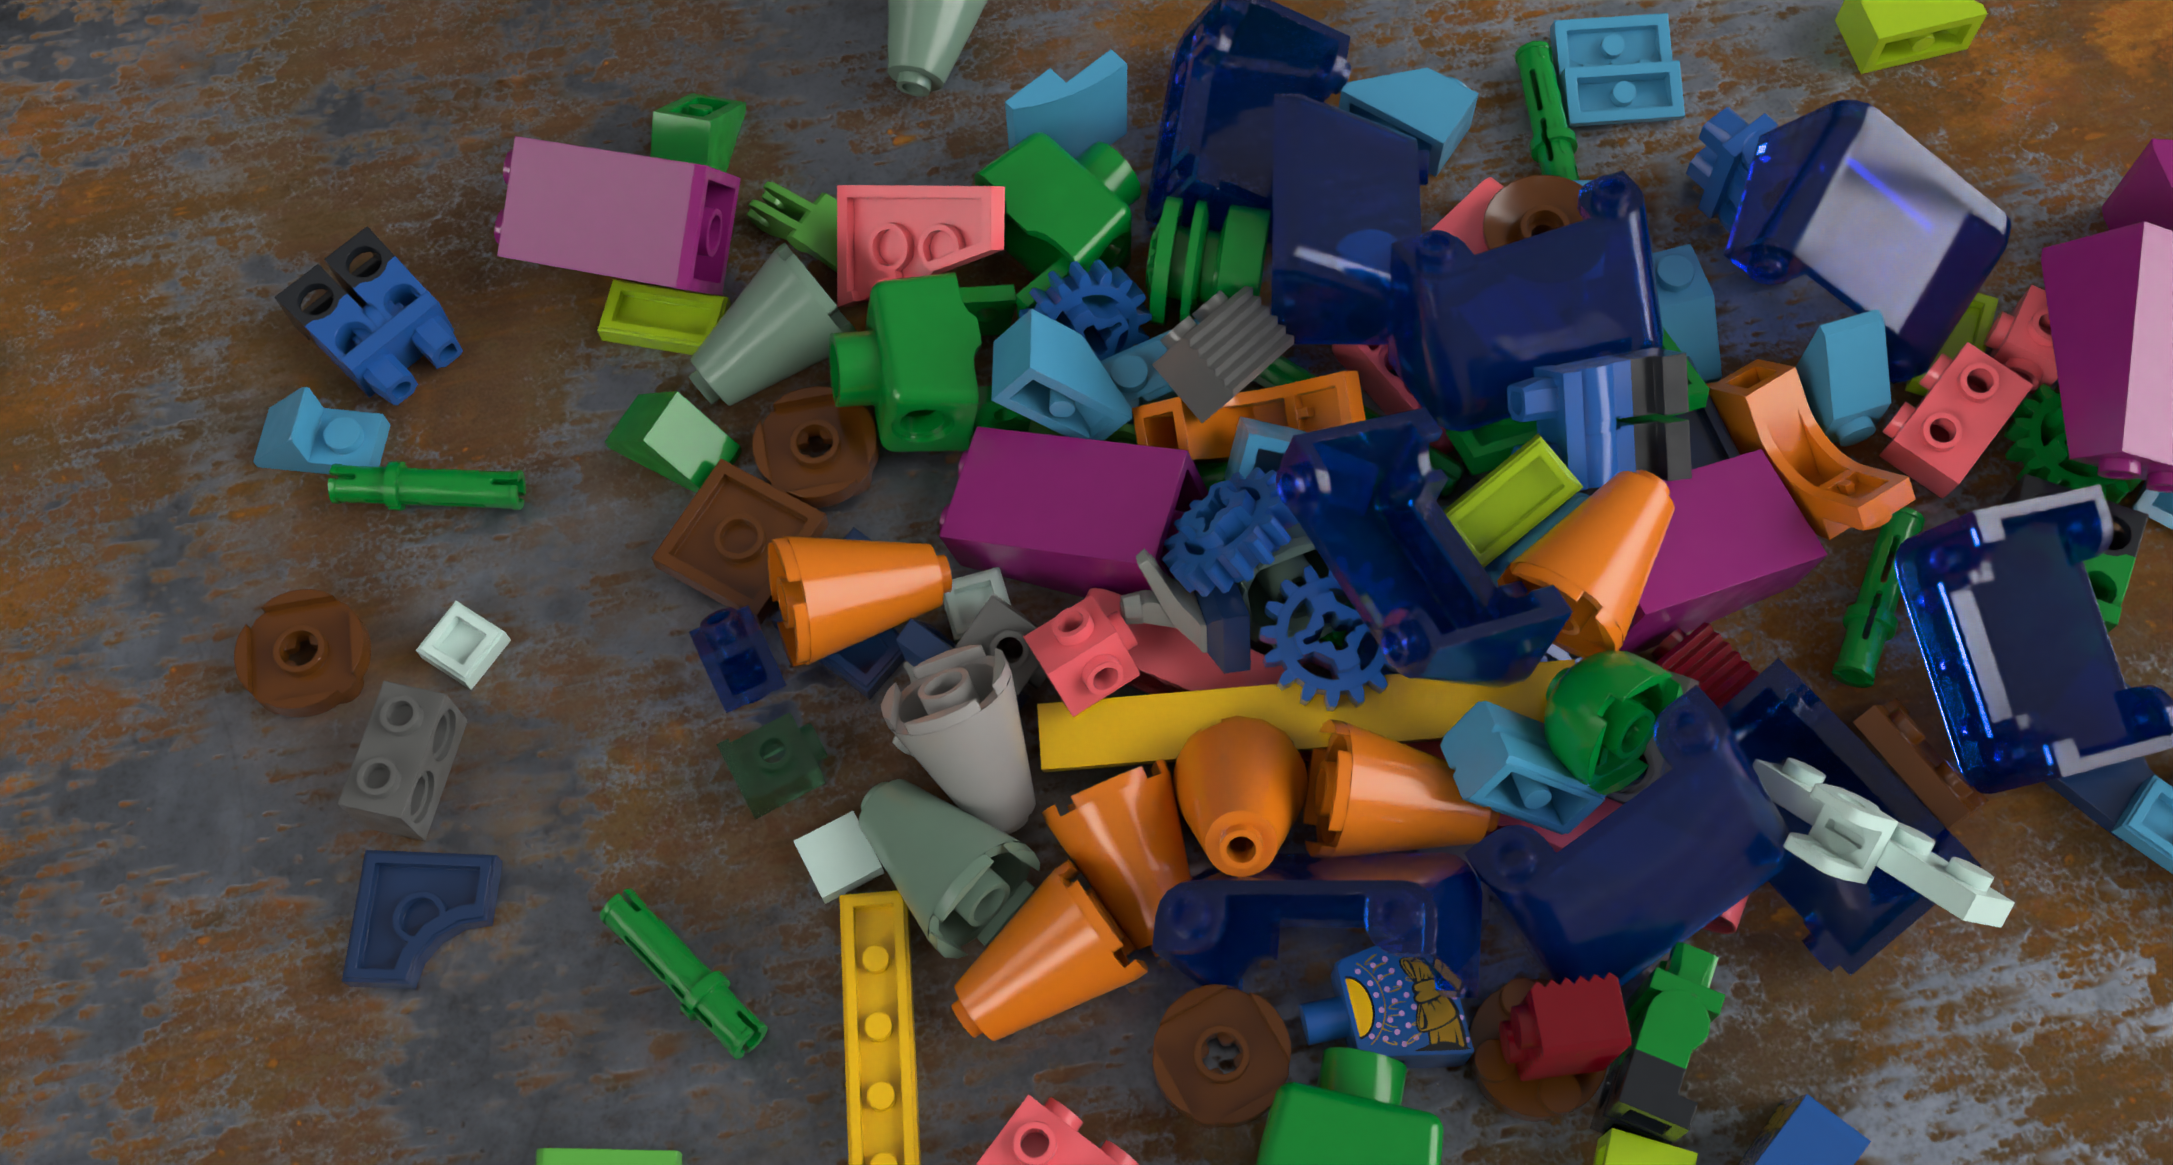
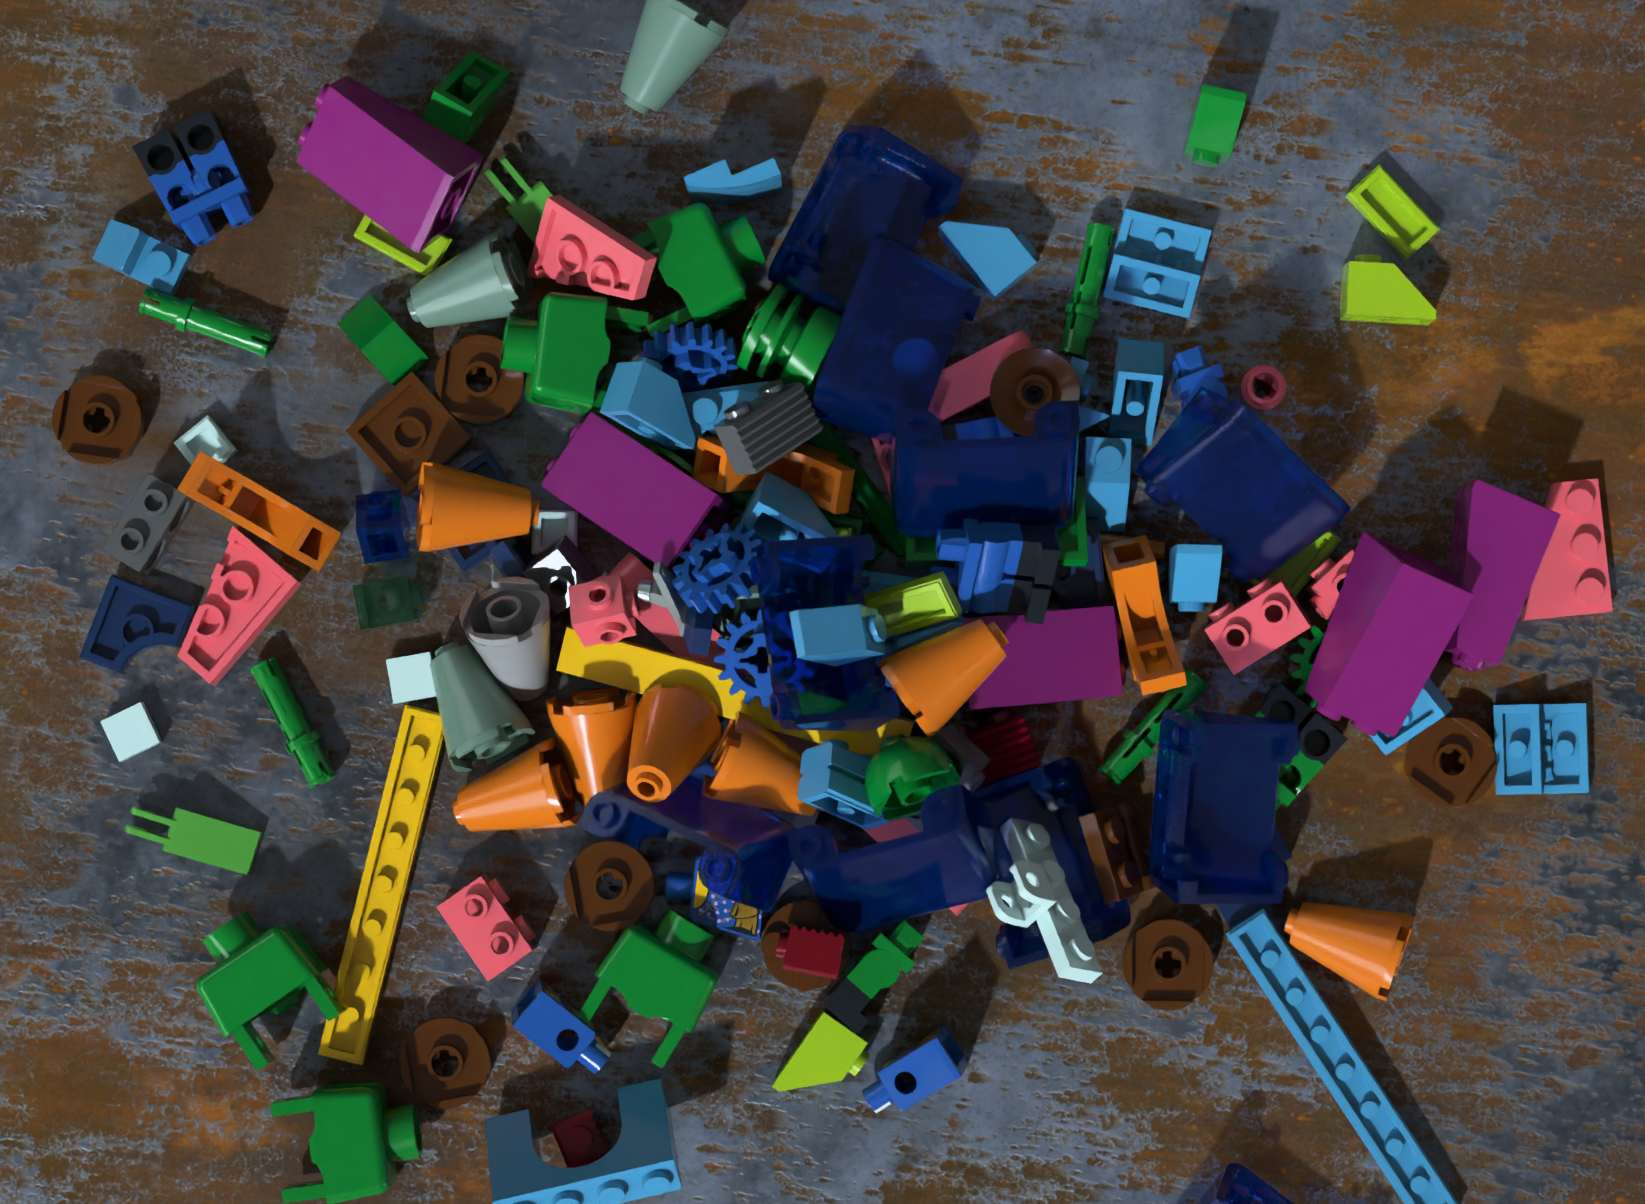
camera: 20 degrees right, 20 degrees up
(444, 1066) = (131, 731): none -> light aqua tile
(559, 698) = (259, 511): none -> orange arch
(559, 838) = (239, 605): none -> coral wing
(1440, 537) = (838, 634): none -> dark azure slope
(1672, 193) = (1136, 390): none -> dark azure slope
(2090, 924) = (1185, 982): none -> reddish brown plate

